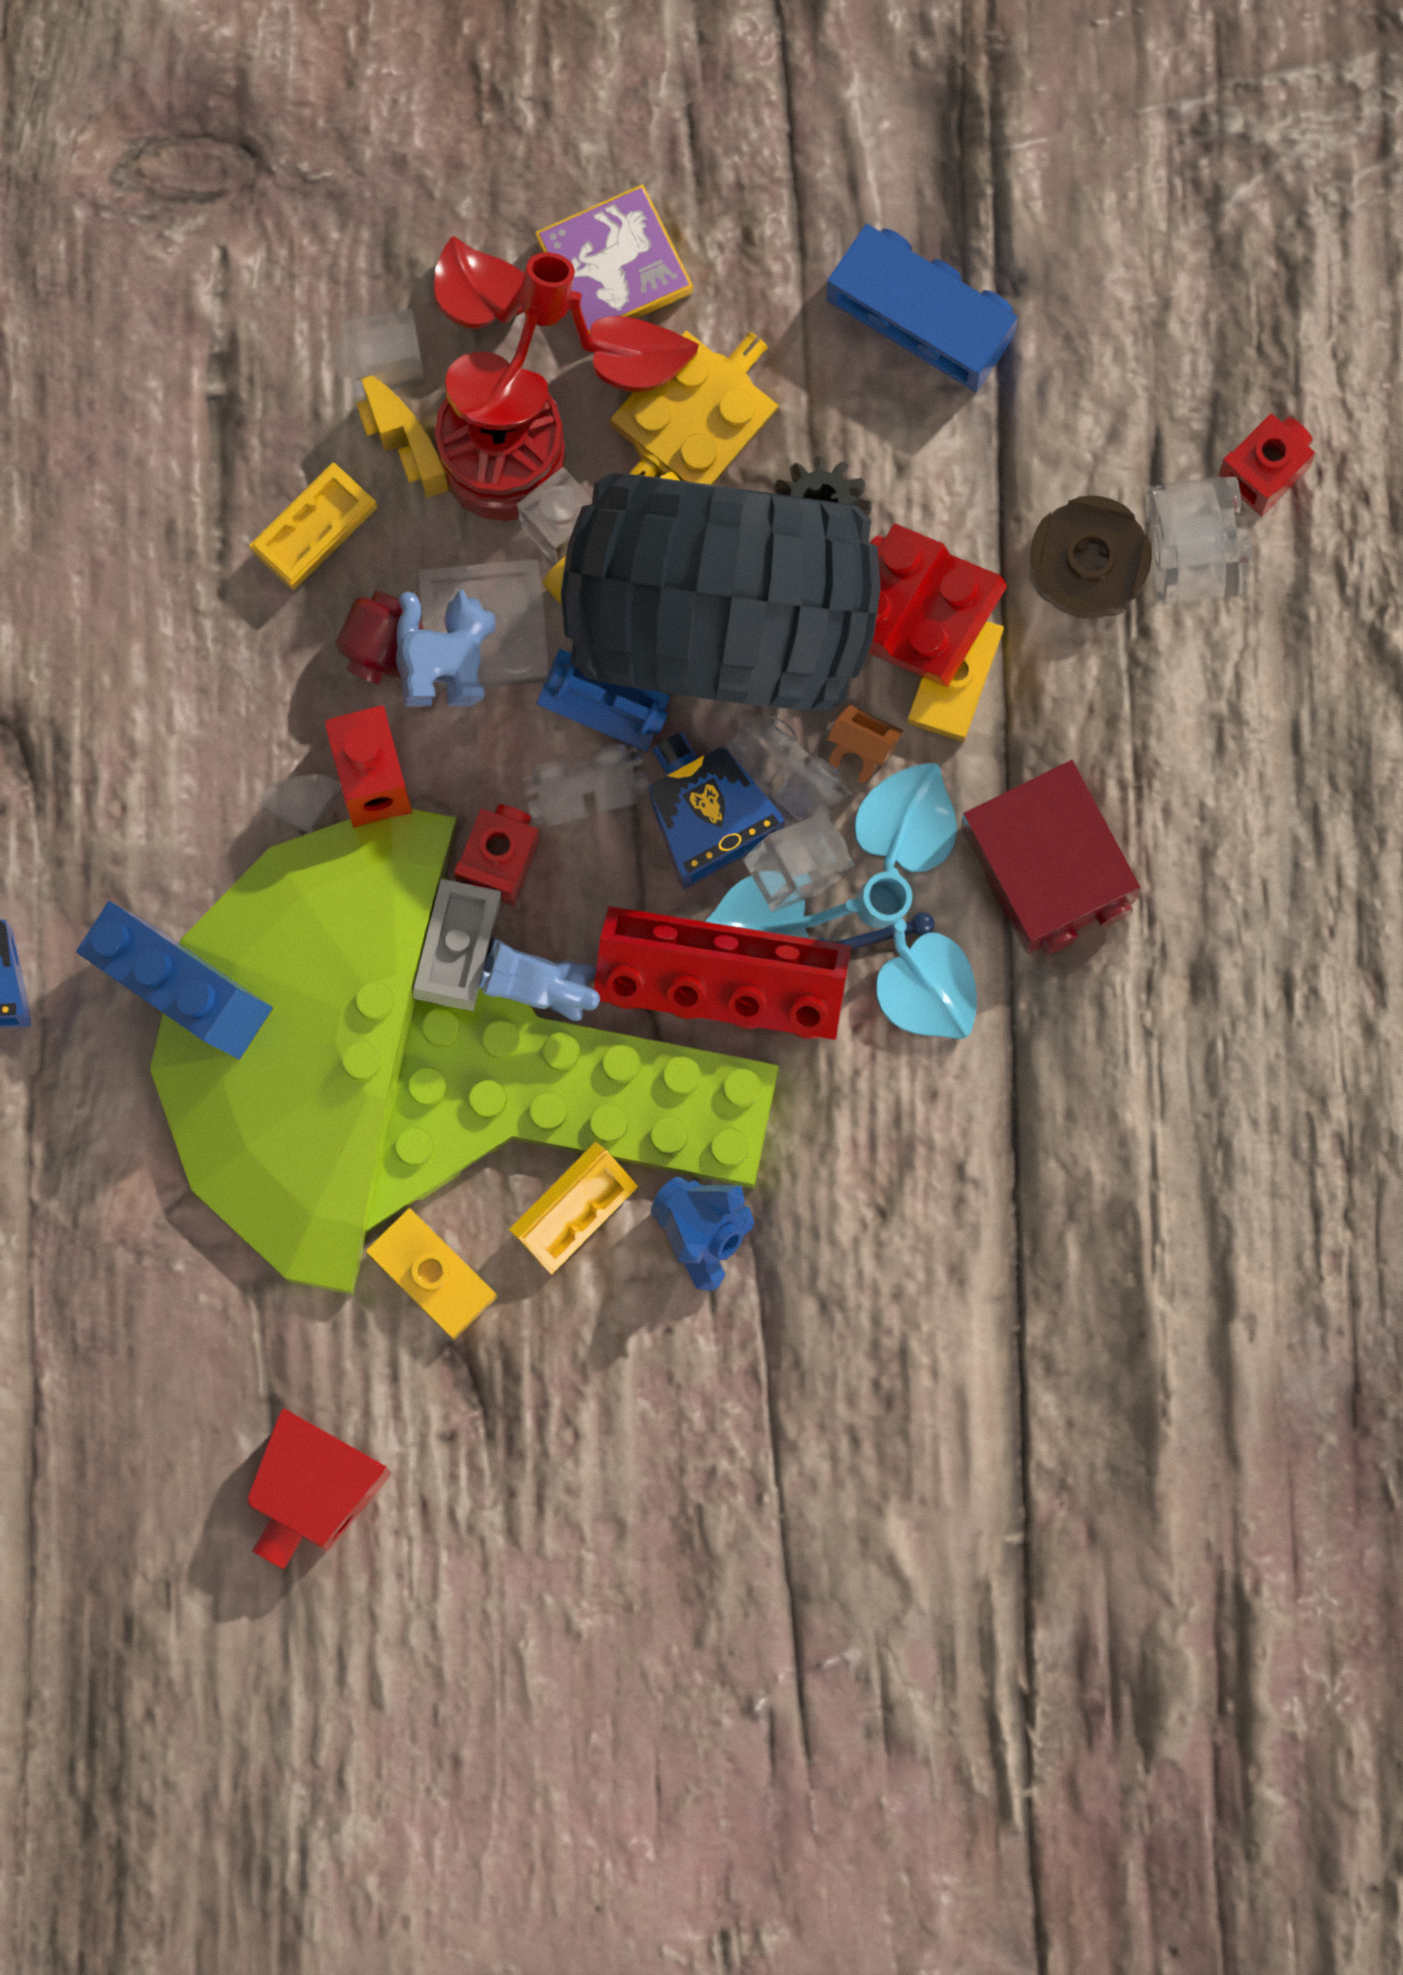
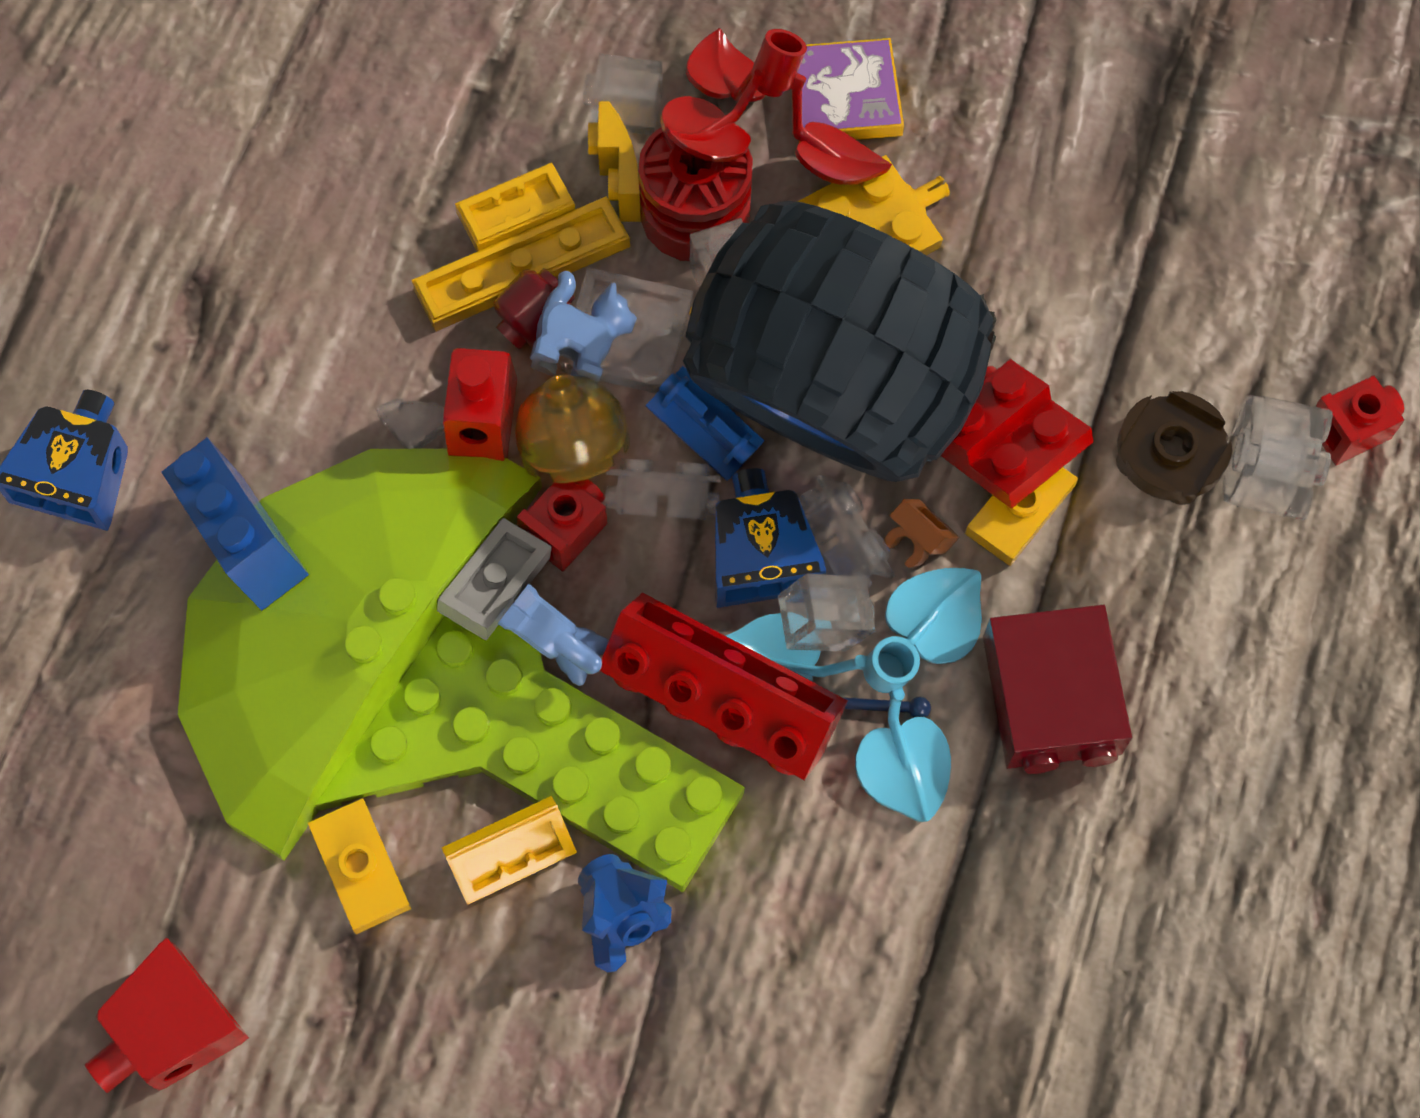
camera: 15 degrees right, 10 degrees down
(354, 569) = (556, 245): none -> yellow tile
(472, 760) = (570, 429): none -> clear yellow cylinder
(922, 306) = (1093, 200): blue brick -> none

